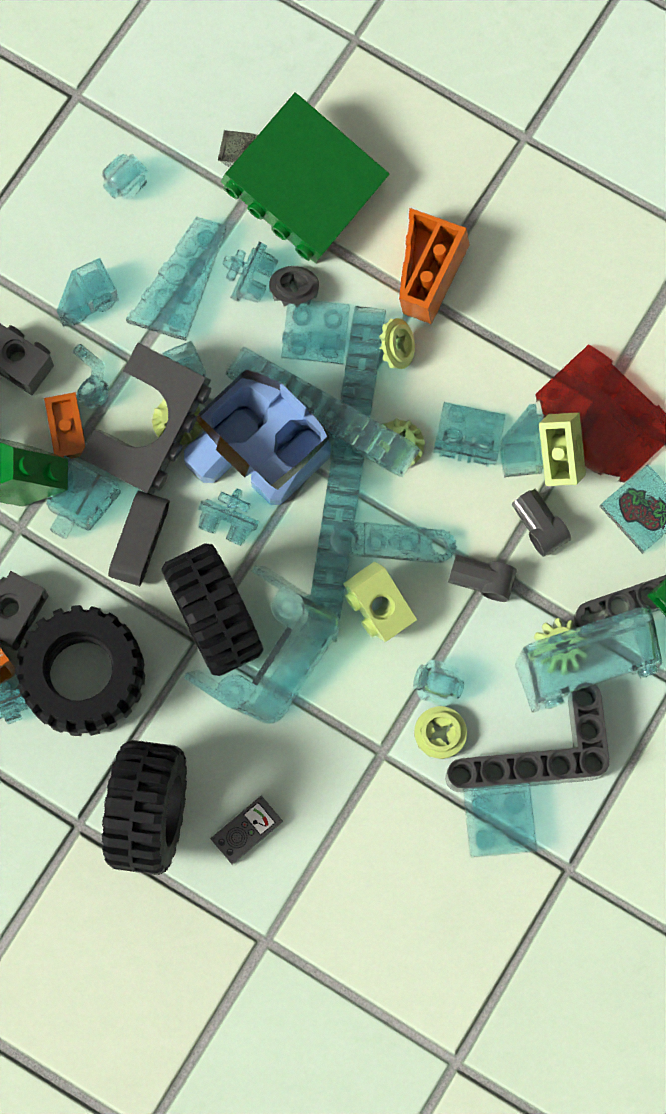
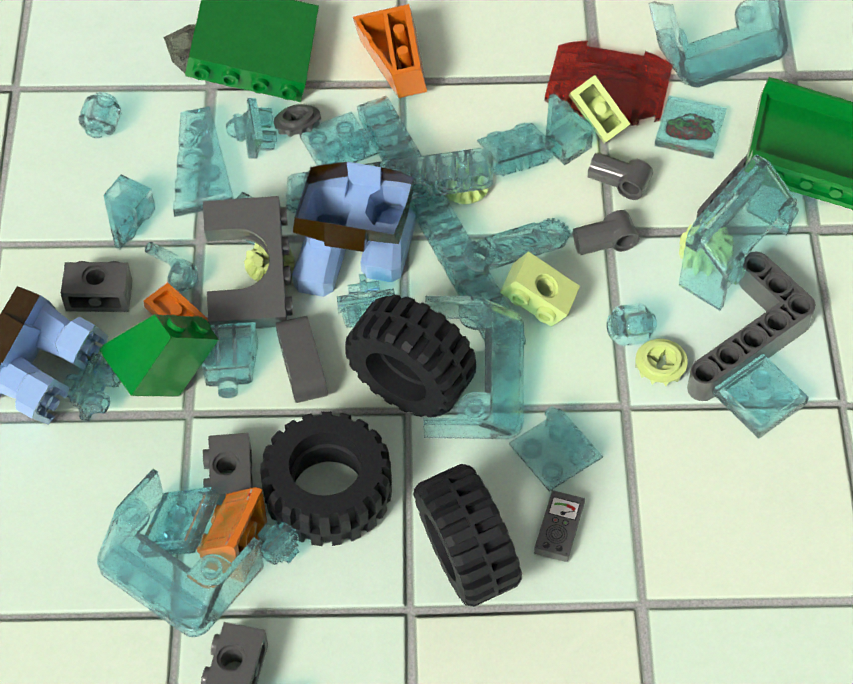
camera: 30 degrees left, 20 degrees down
(292, 758) = (555, 449): none -> clear light blue hinge
(397, 343) = (412, 112): yellowish green gear -> none

